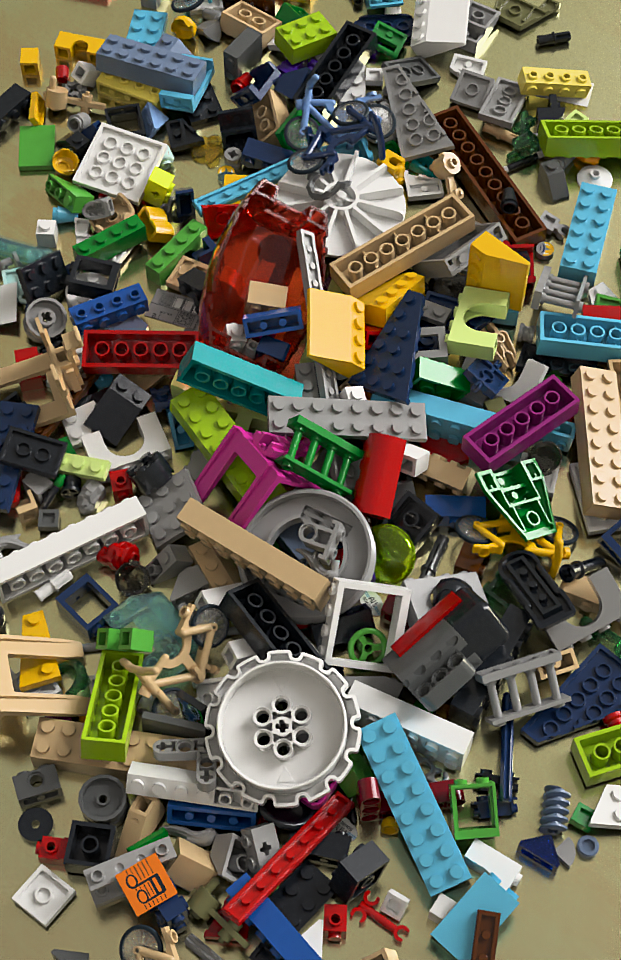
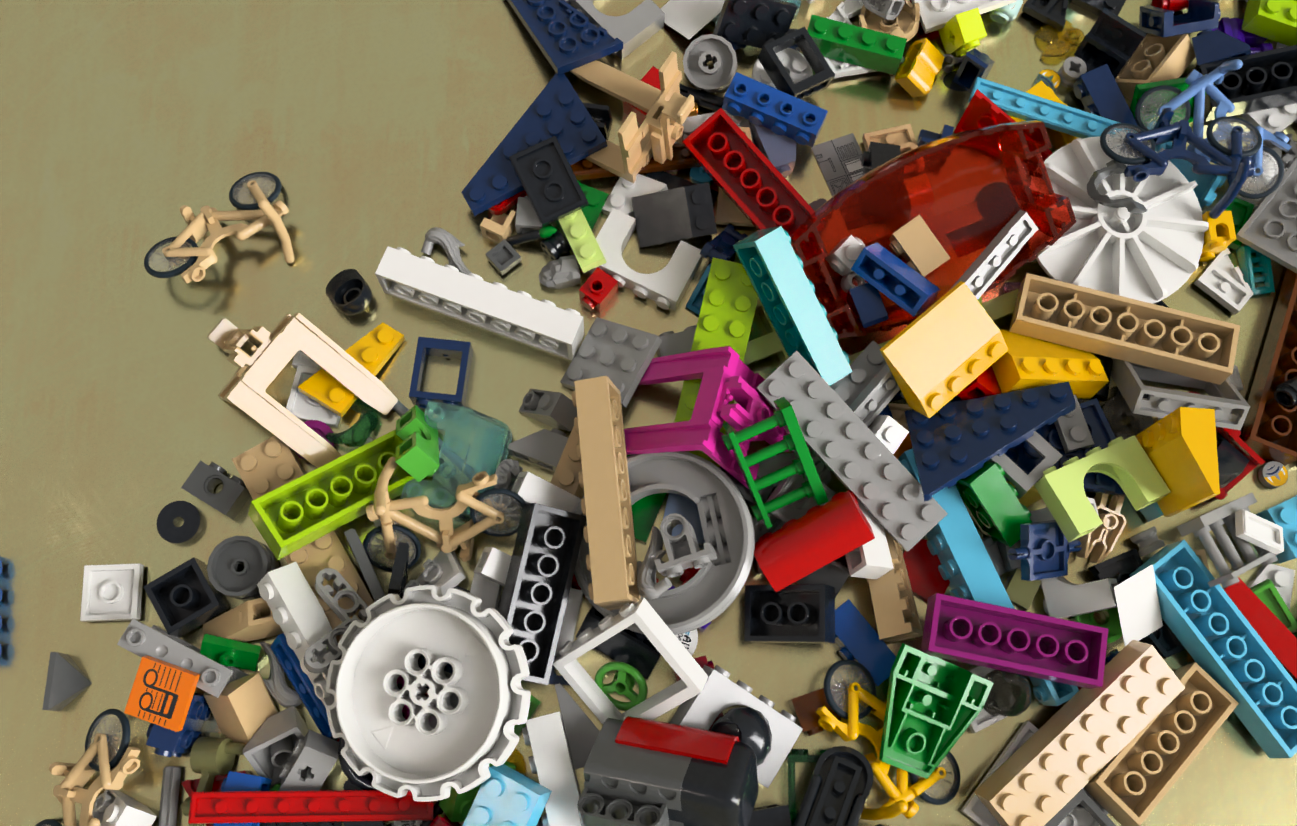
camera: 45 degrees right, 15 degrees up
(53, 585) = (438, 321): white axle -> none
(54, 856) = (157, 550): red brick -> none
(117, 554) = (519, 356): red head -> none
(132, 578) = (501, 390): clear smoke cap -> none
(150, 472) = (628, 307): black brick -> none
(166, 259) = (887, 112): bright green arch -> none
(396, 553) = (746, 624): clear neon green dish -> none
(435, 556) = (766, 675): dark grey pin -> none
(444, 169) = (1268, 288): tan piece -> none
(555, 358) = (1138, 605): none -> white sticker
(567, 276) = (1259, 531): none -> white tile

